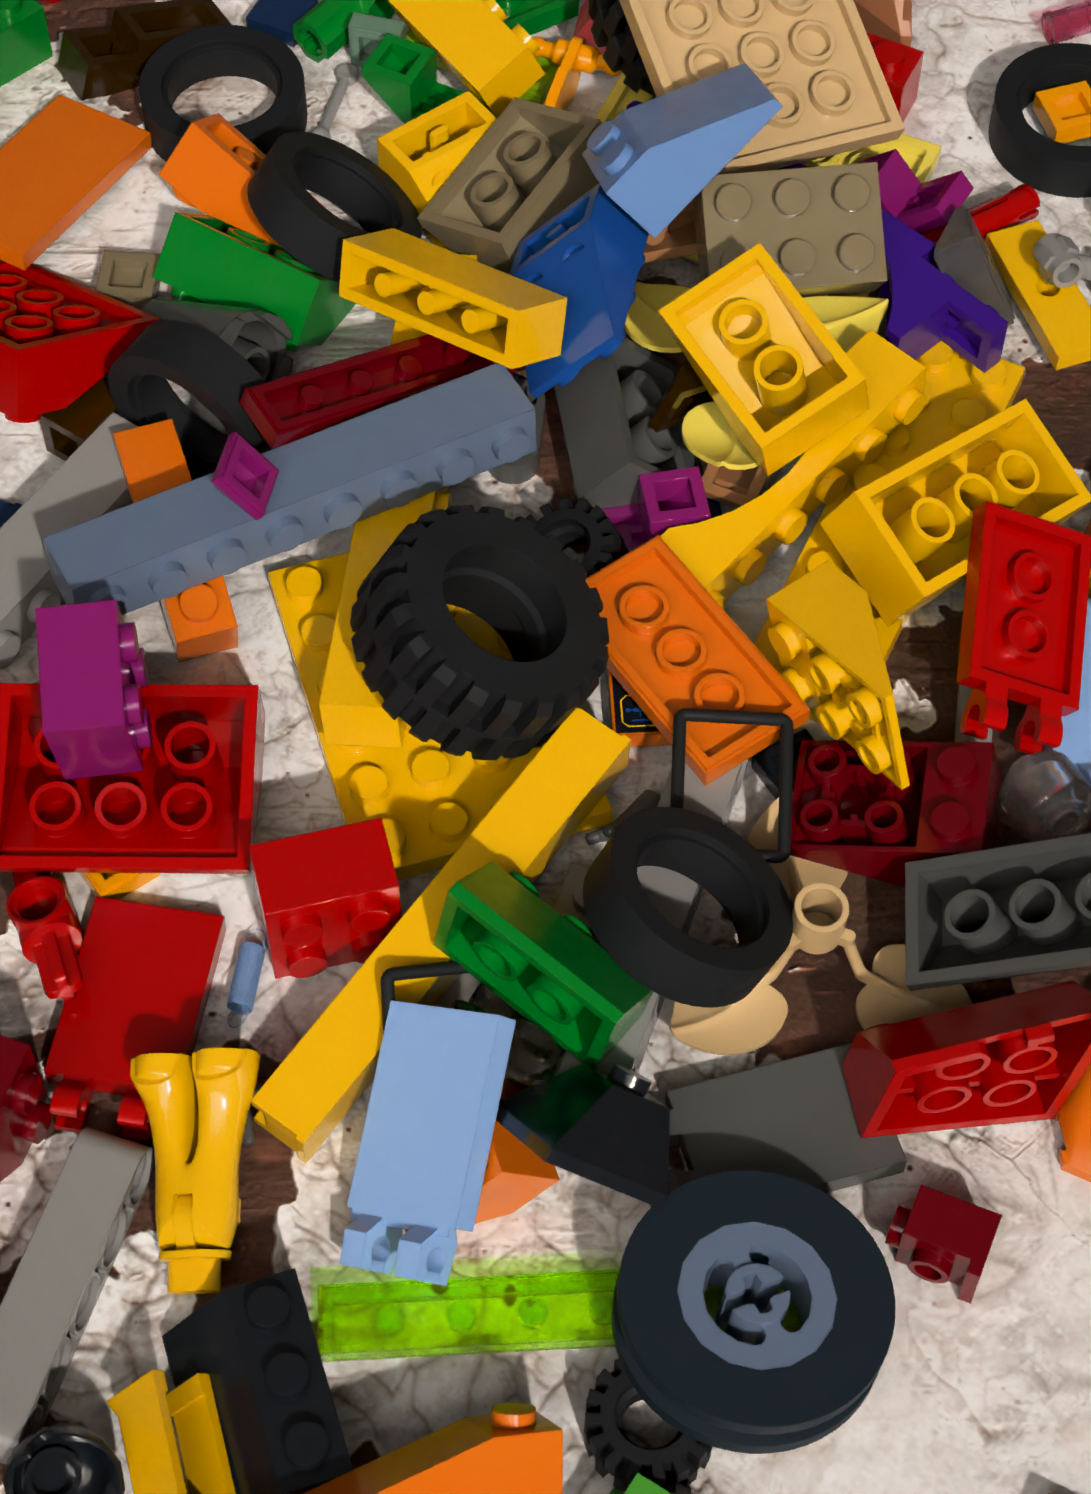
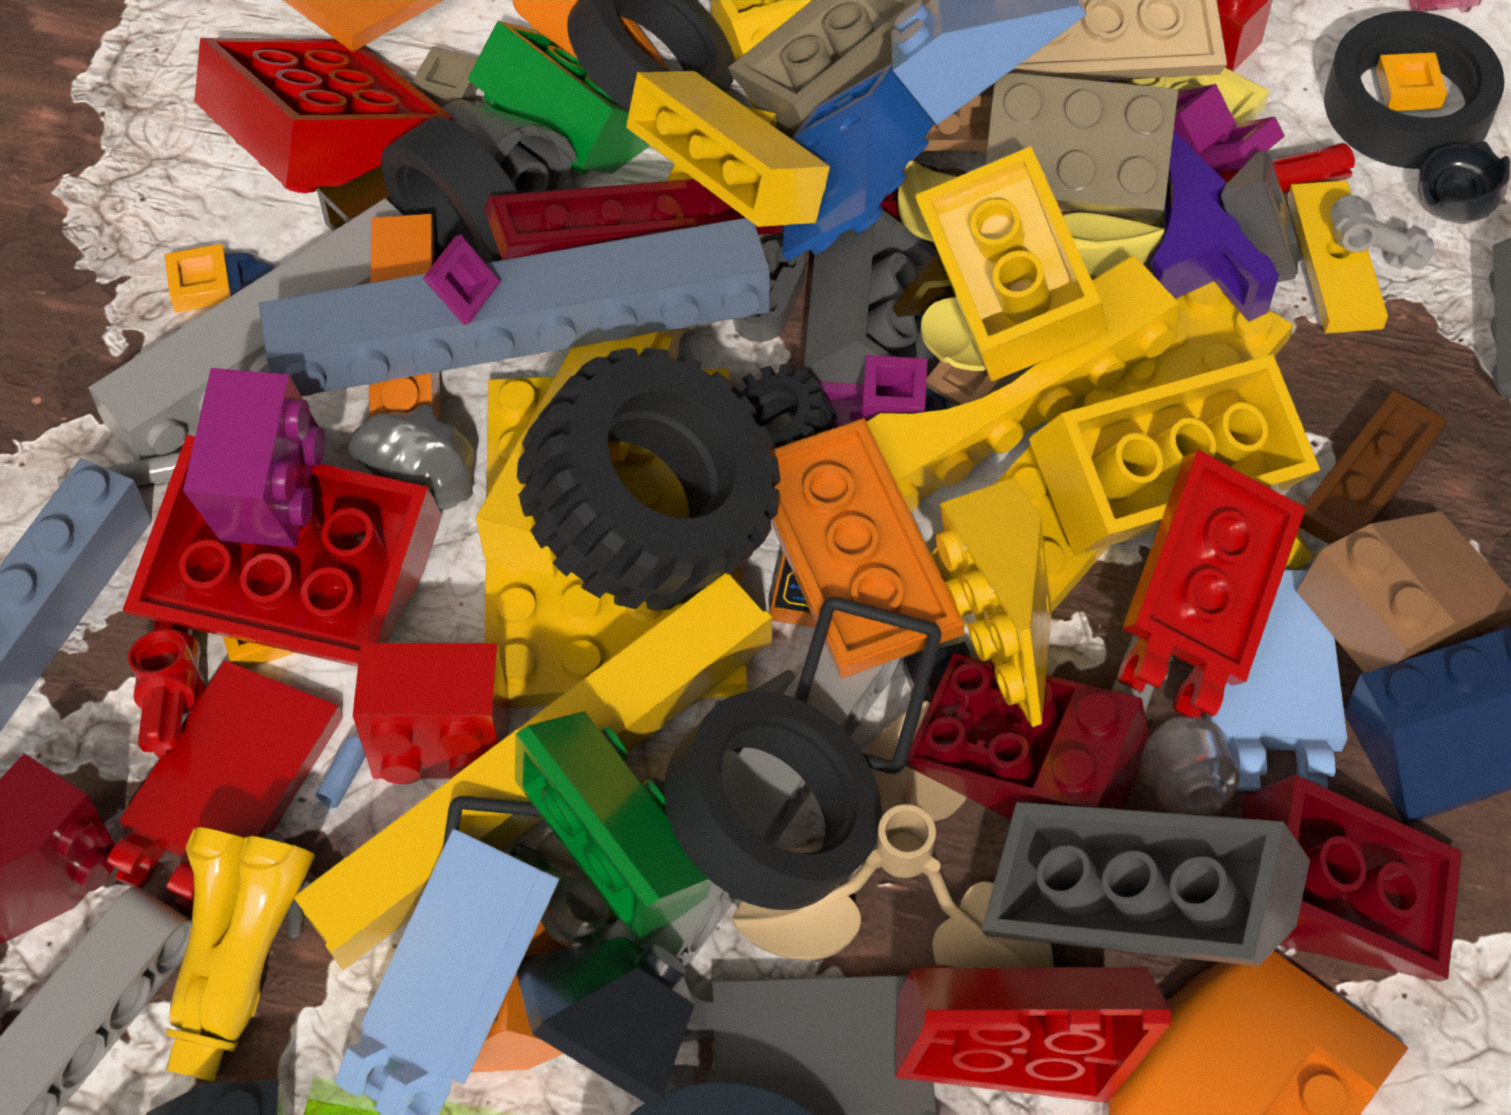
camera: 15 degrees right, 0 degrees up
(228, 653) = (417, 451): none -> dark grey hair

